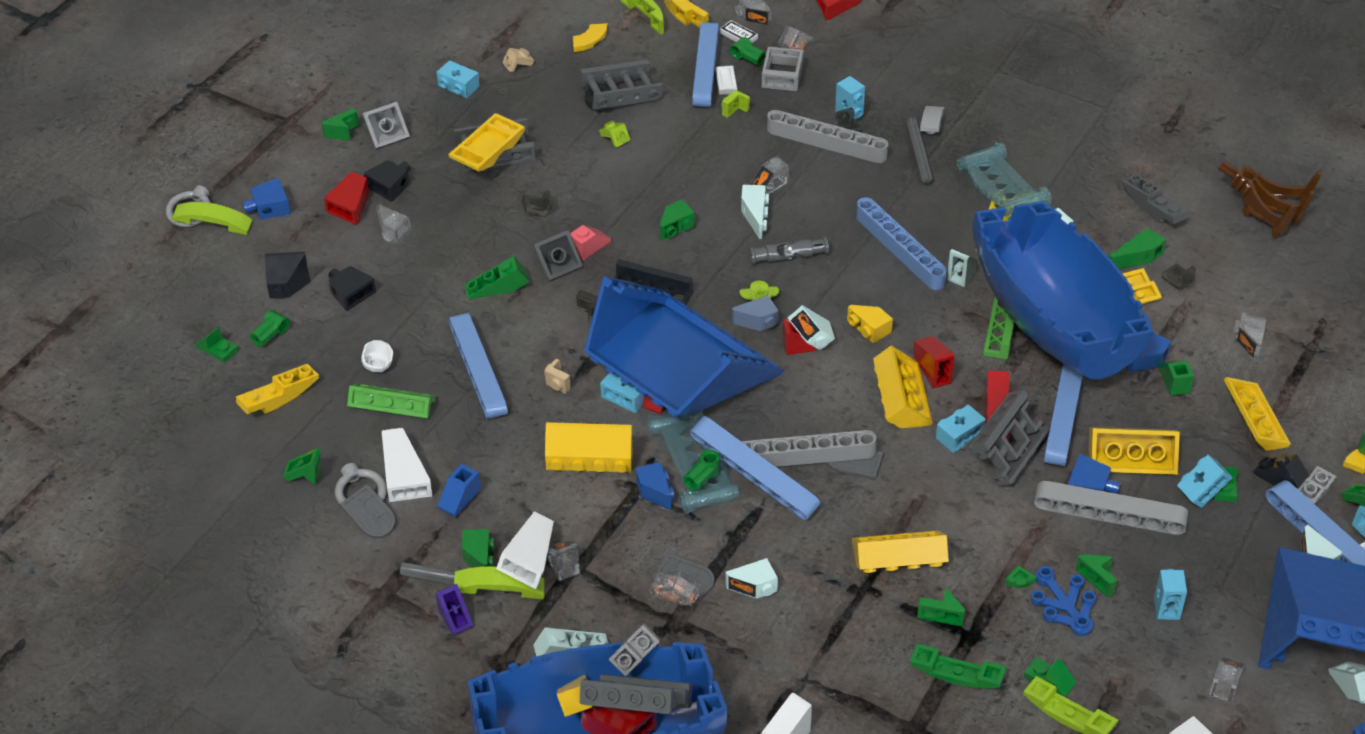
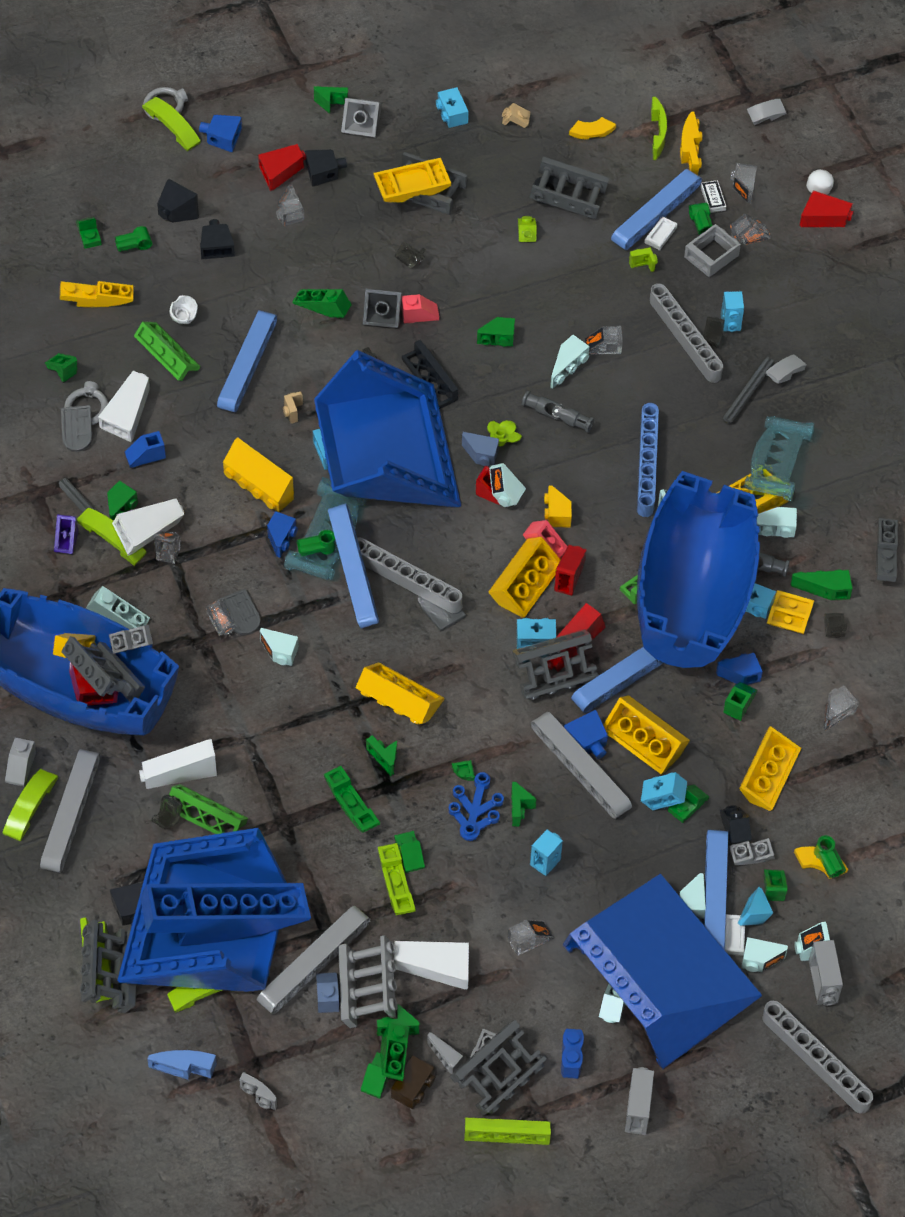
camera: 35 degrees right, 10 degrees up
(879, 343) = (546, 531): none -> coral slope

